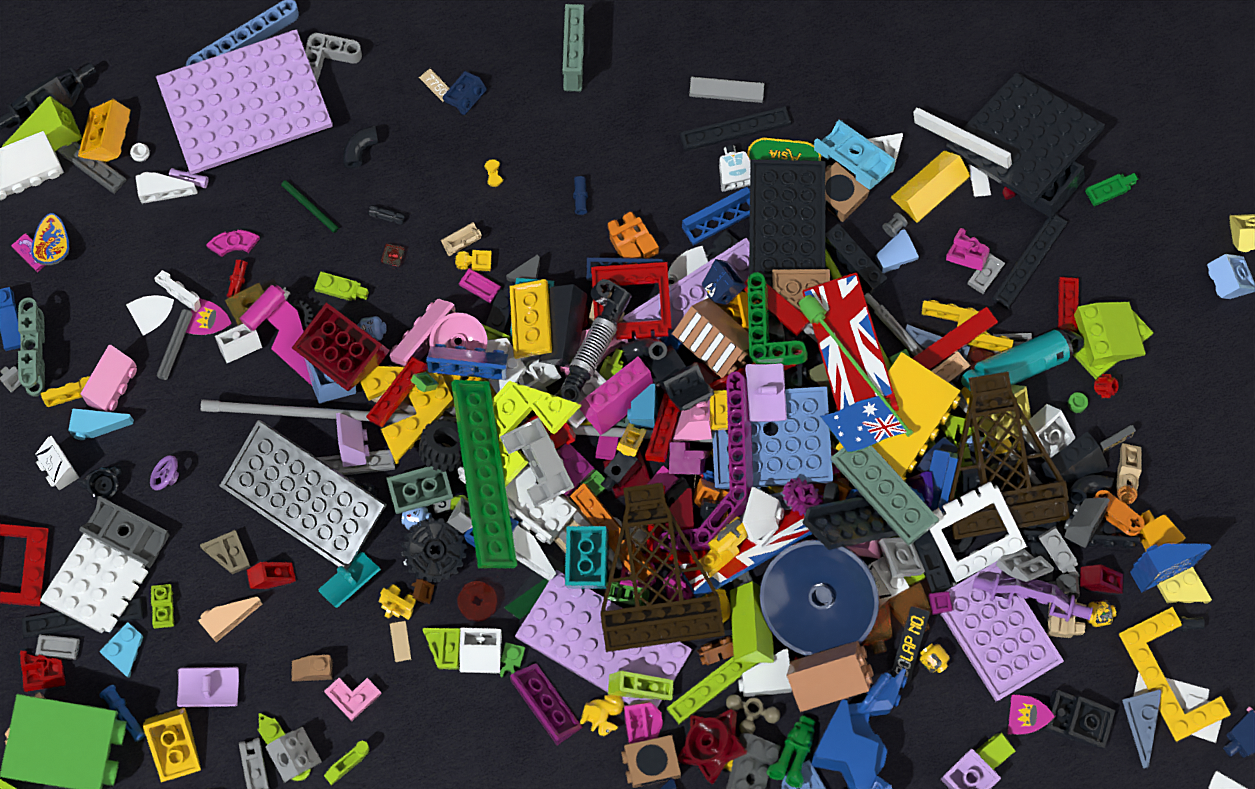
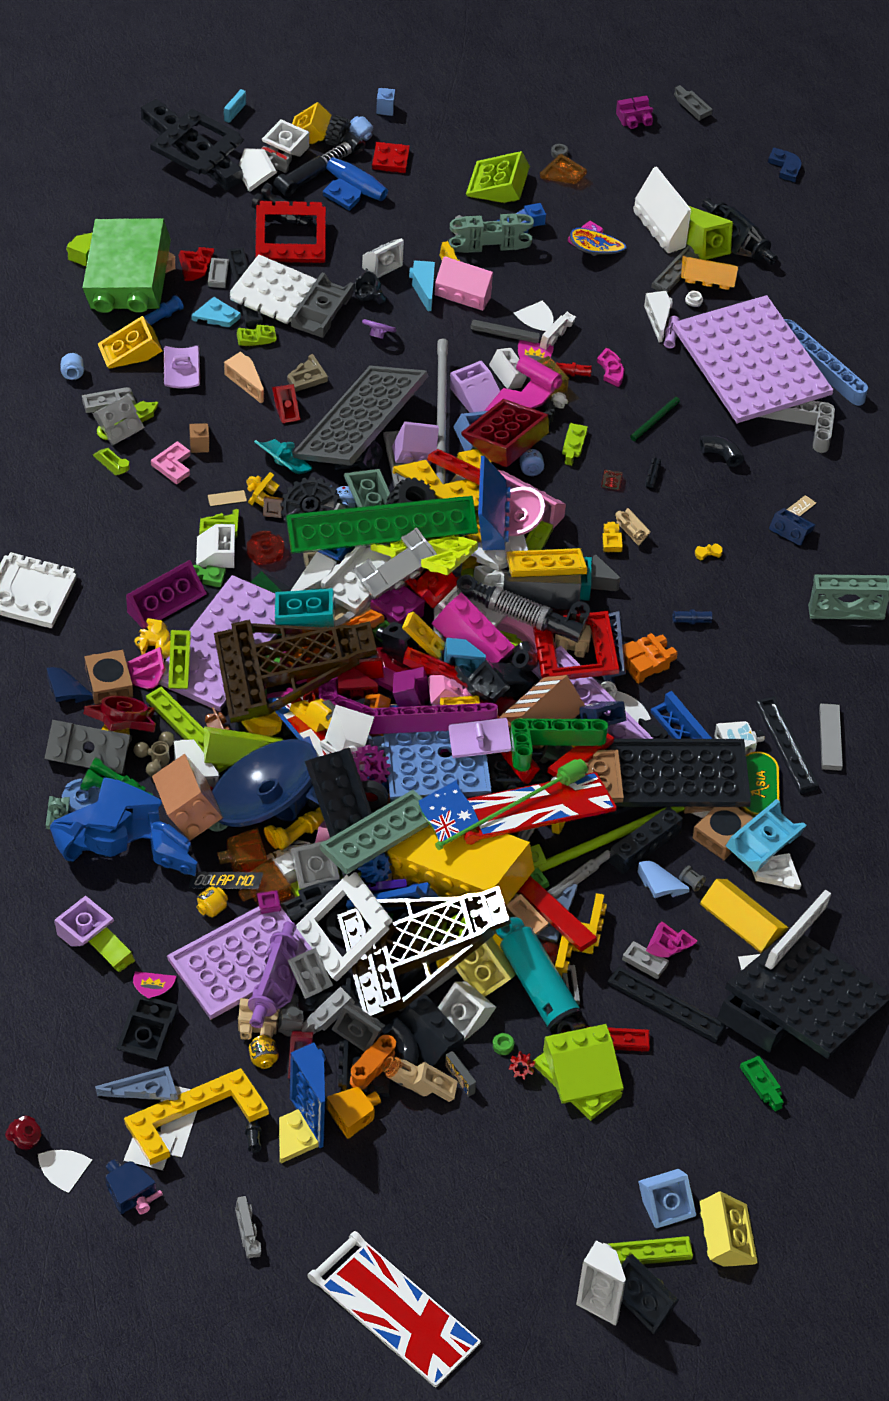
camera: 85 degrees right, 20 degrees down
(267, 377) = (474, 386): none -> lavender slope
(424, 382) = (471, 482): bright green plate -> none
(479, 285) = (588, 541): dark pink tile -> none

